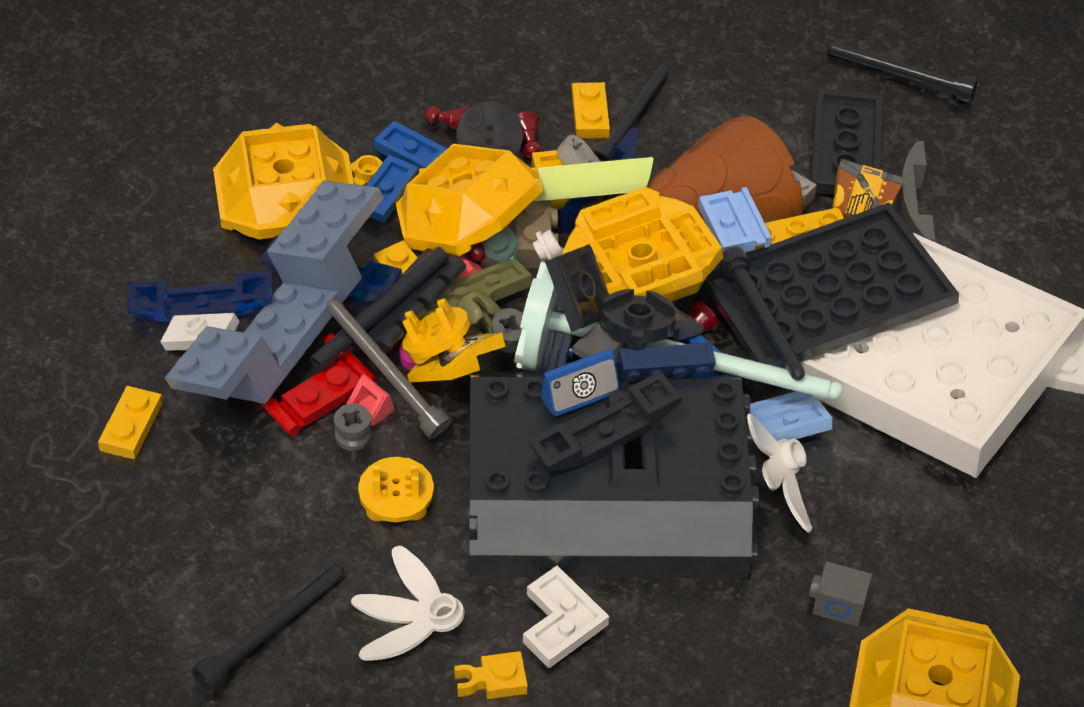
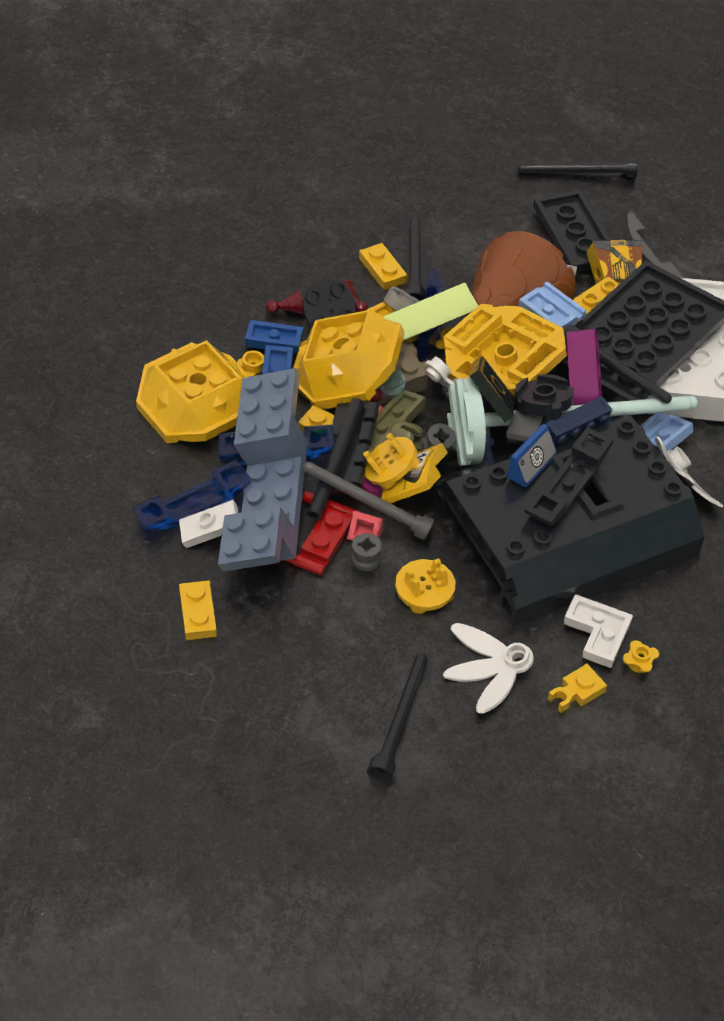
camera: 25 degrees left, 0 degrees up
(588, 678) = (638, 663): none -> yellow plate
(722, 302) = (584, 365): none -> magenta beam

